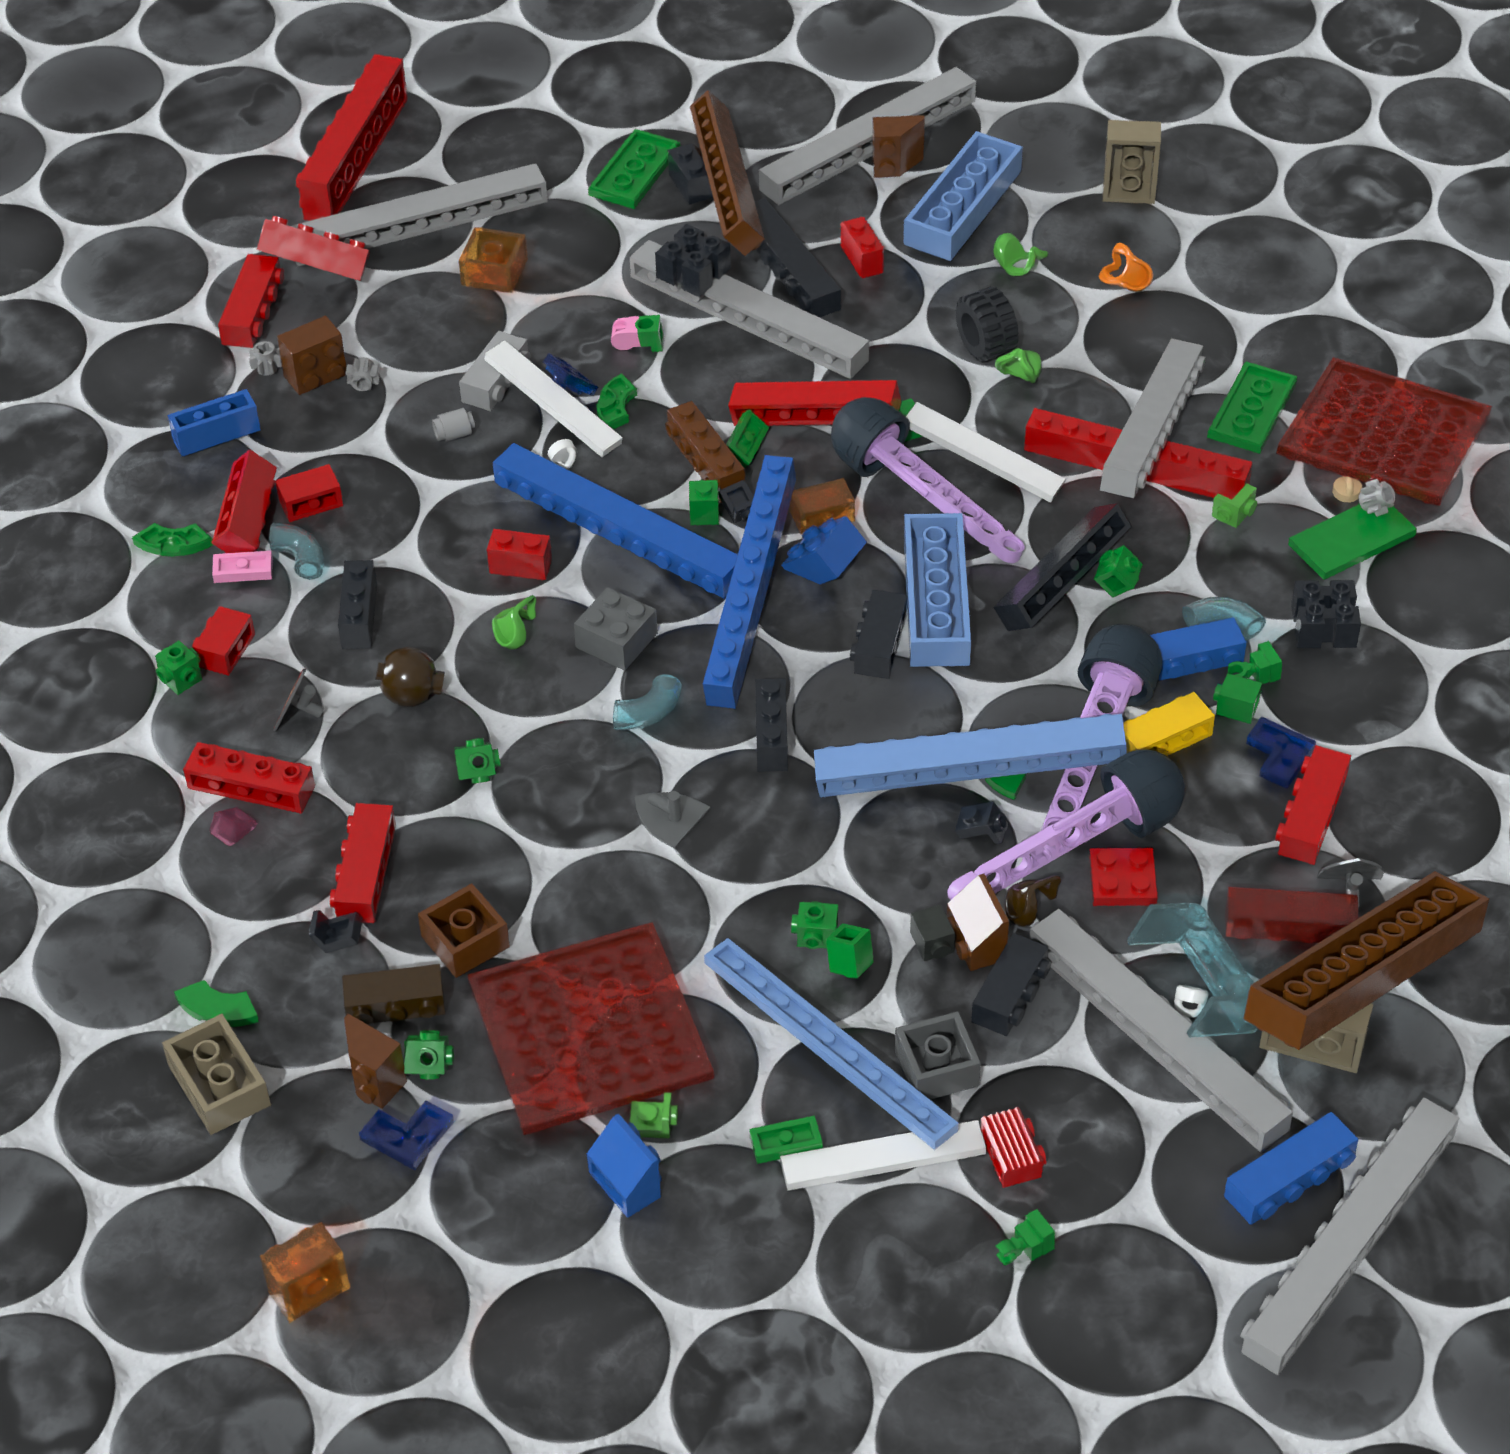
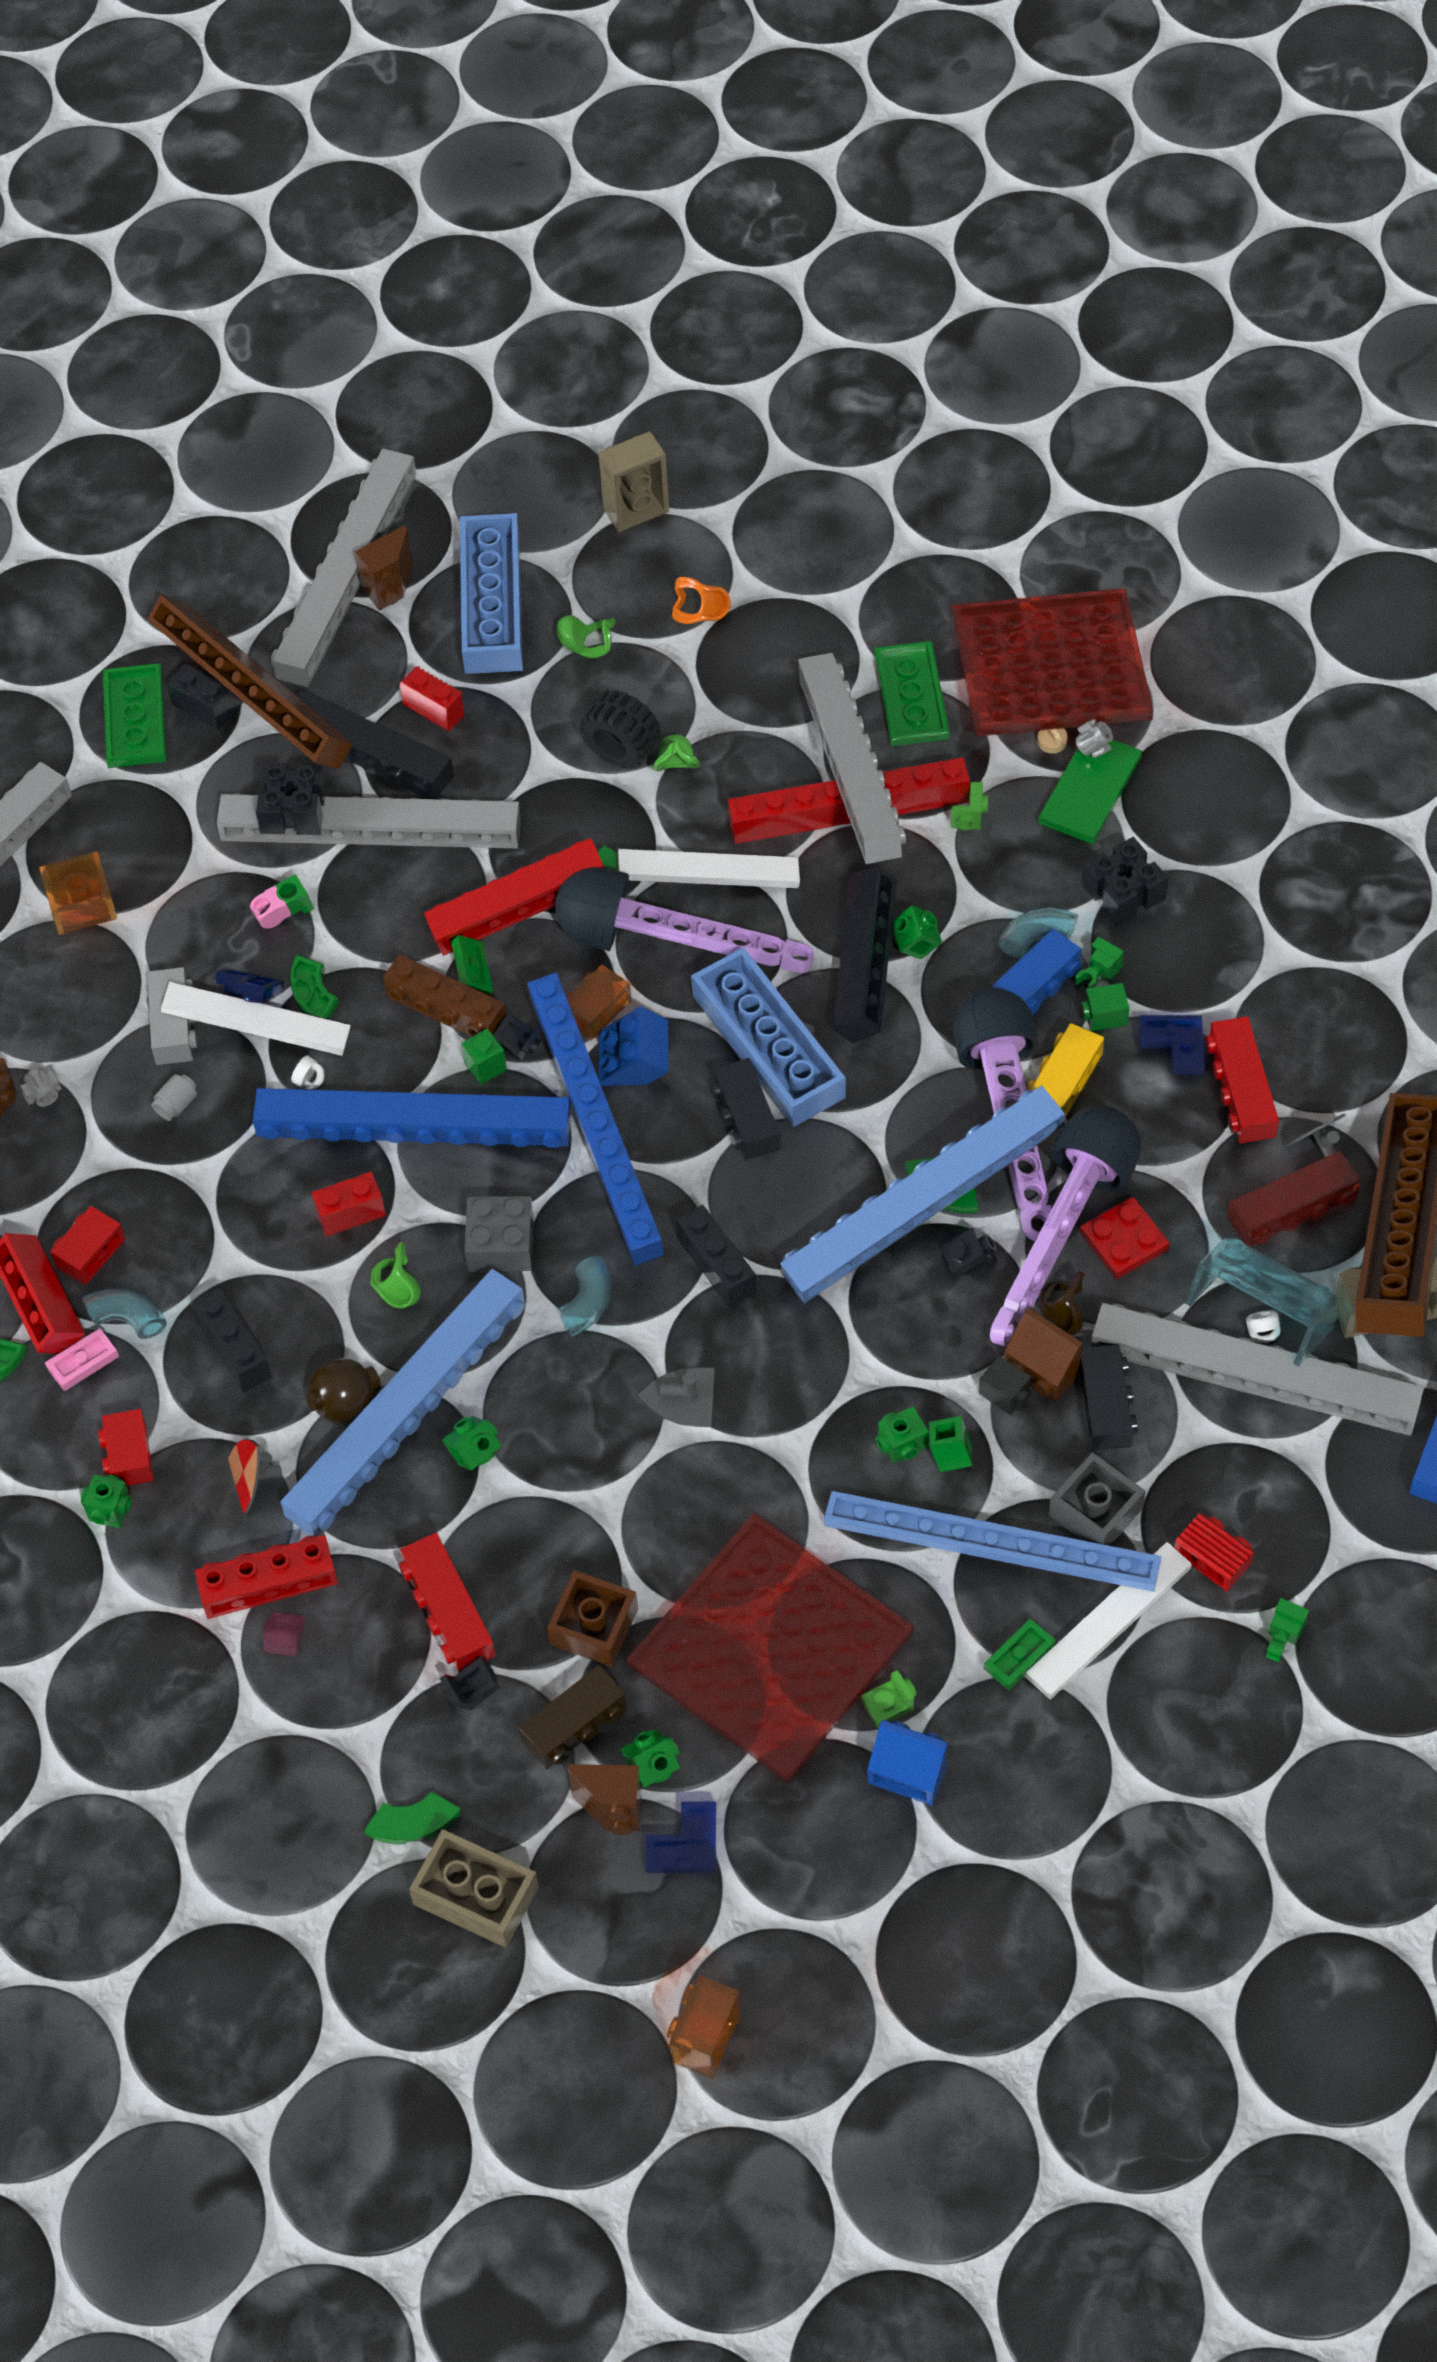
camera: 30 degrees left, 10 degrees up
(449, 709) = (403, 1403): none -> medium blue brick

